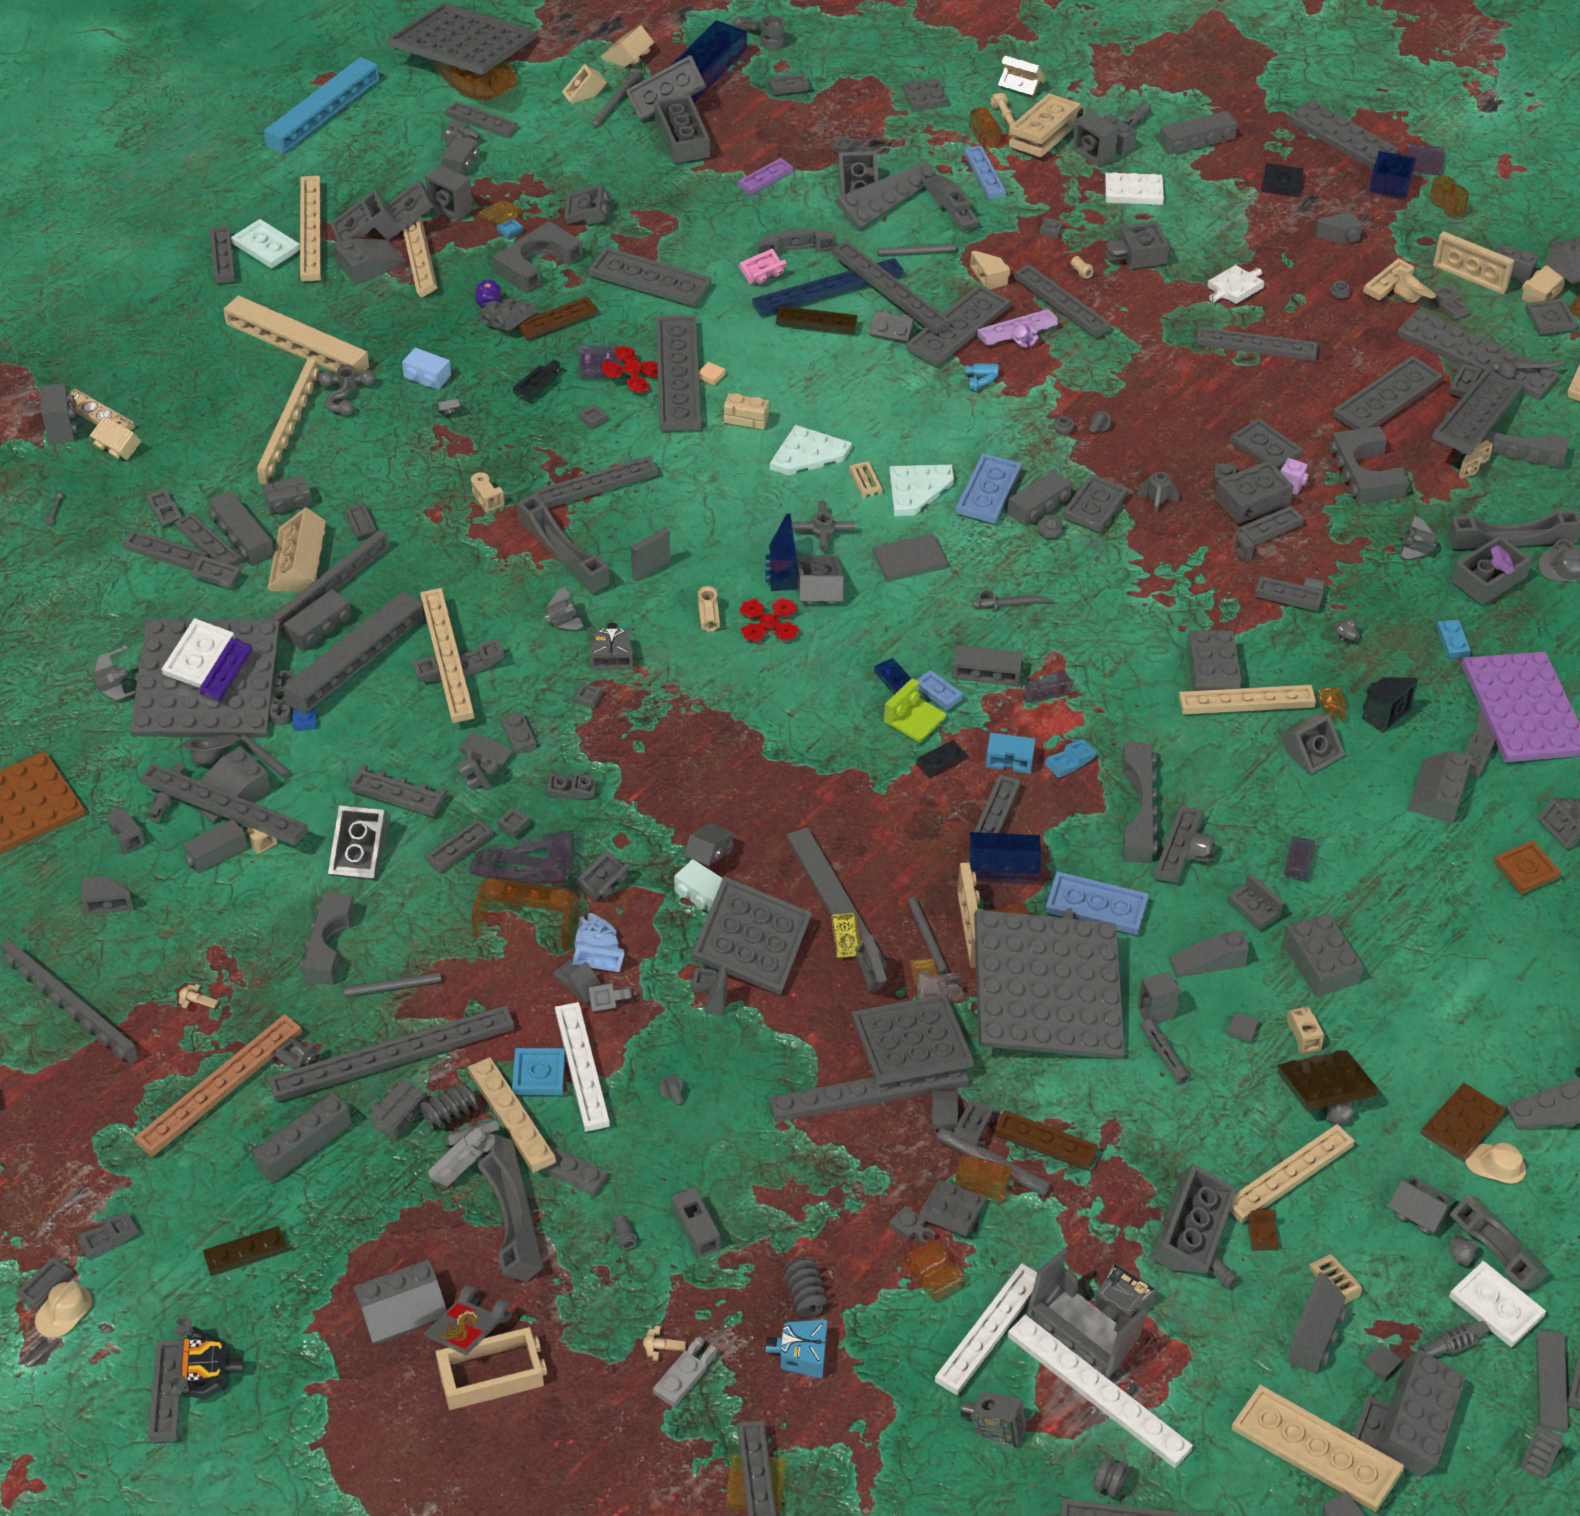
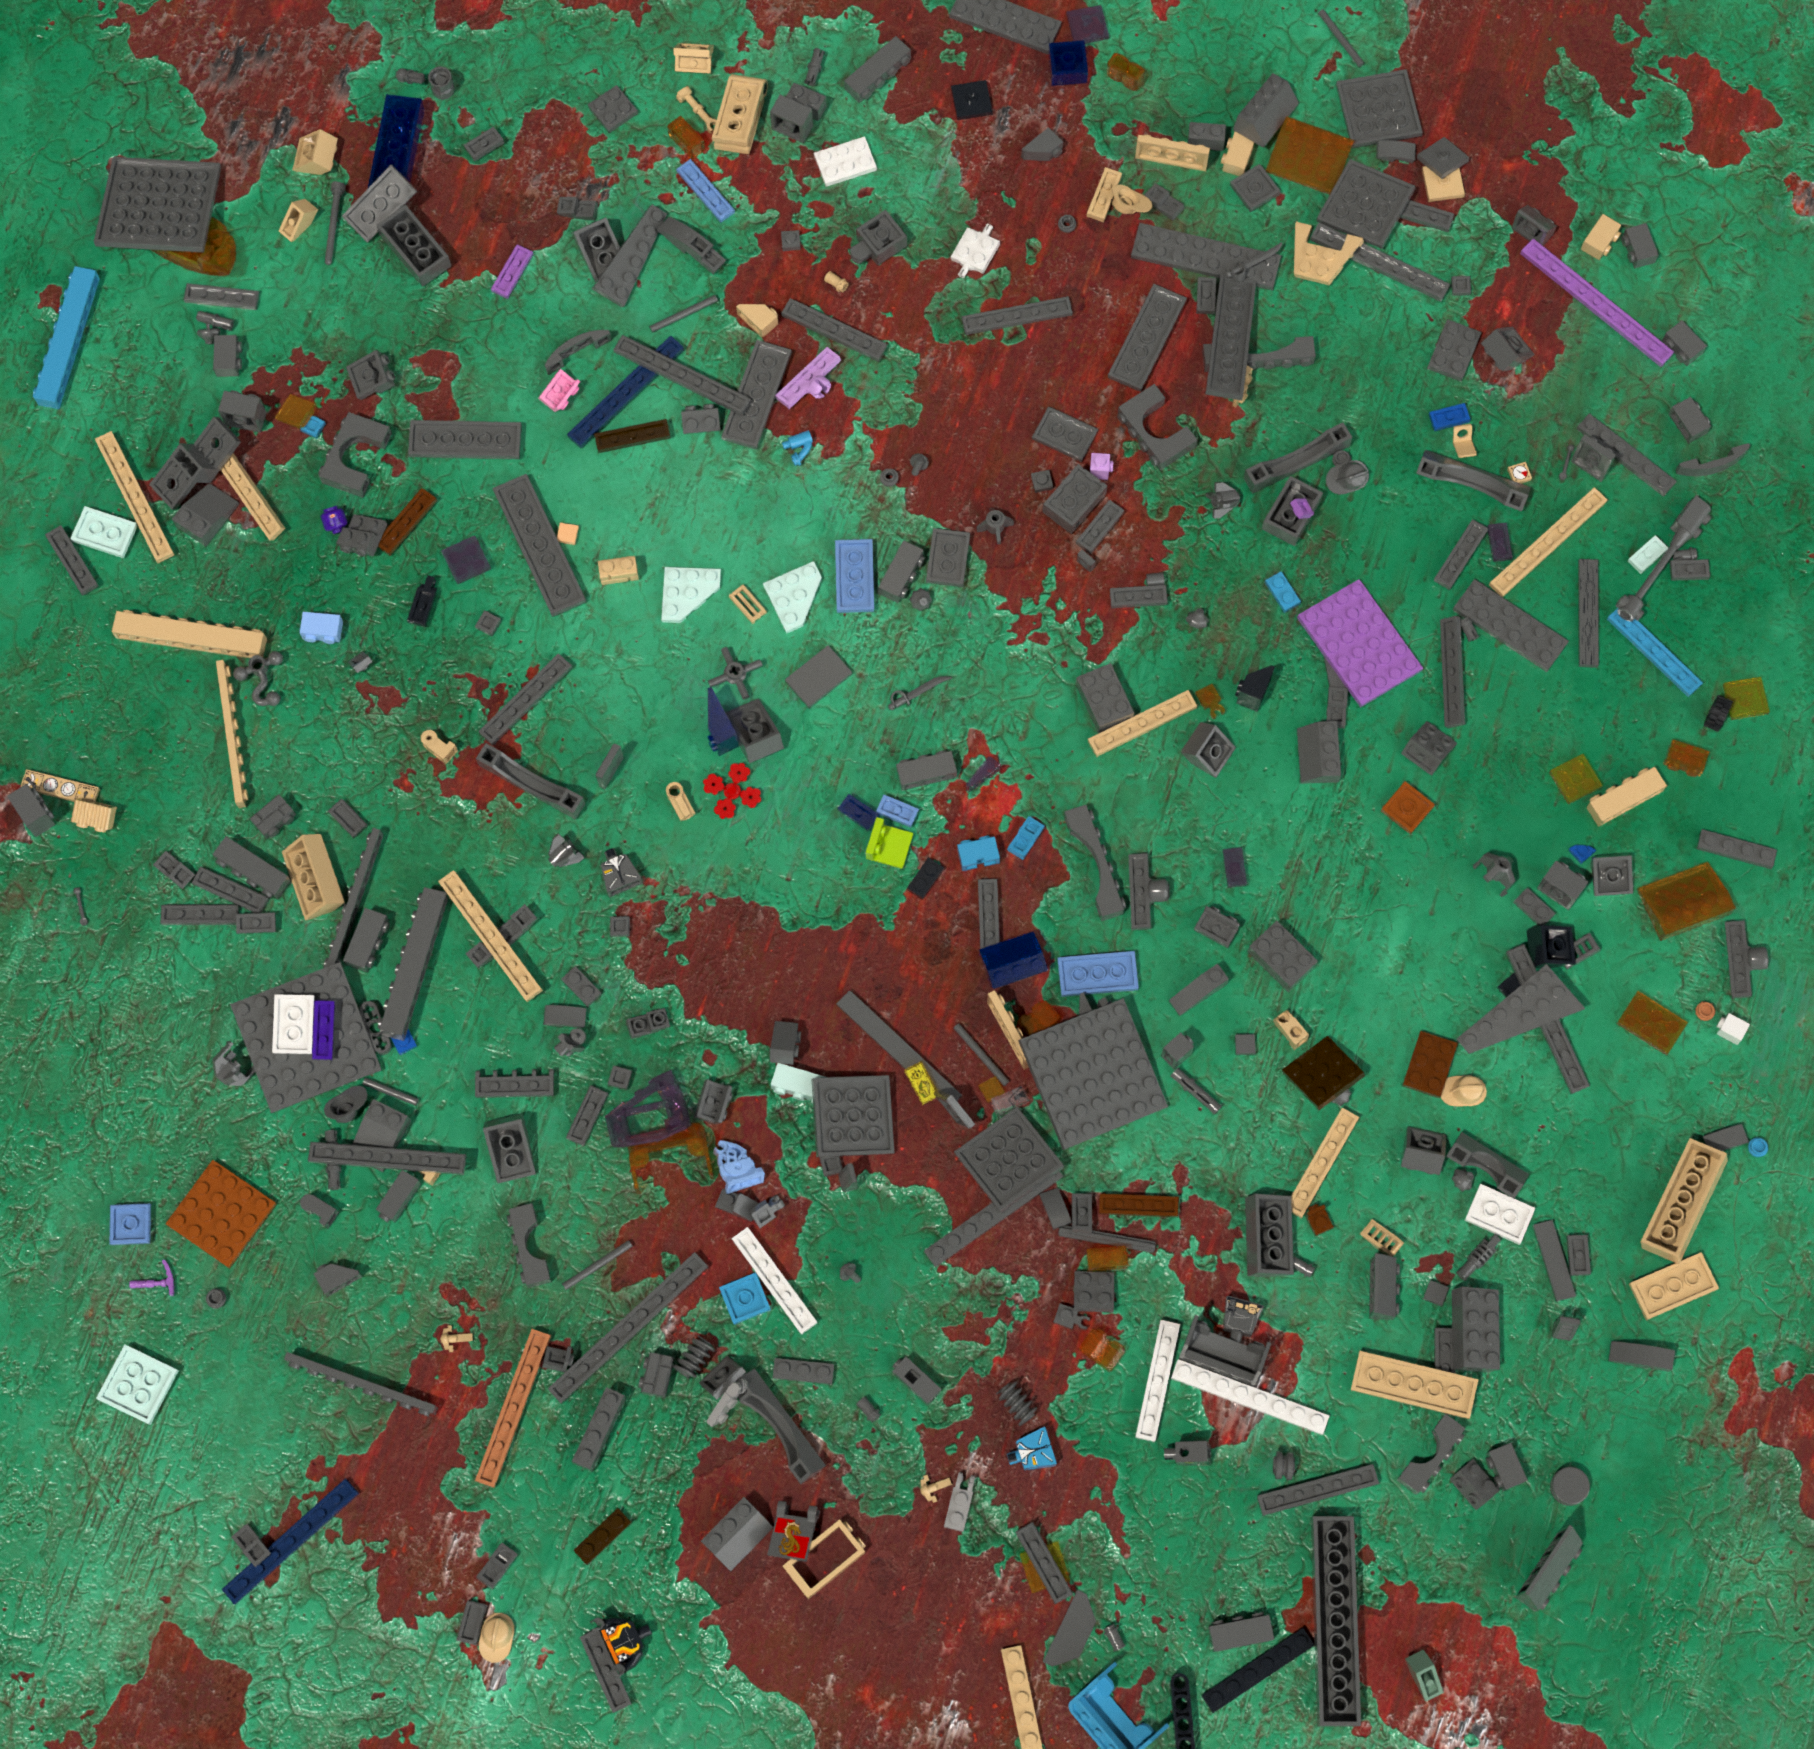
camera: 20 degrees left, 25 degrees up
(511, 1115) = (742, 1345): tan plate -> none
(632, 367) = (498, 557): red plant -> none

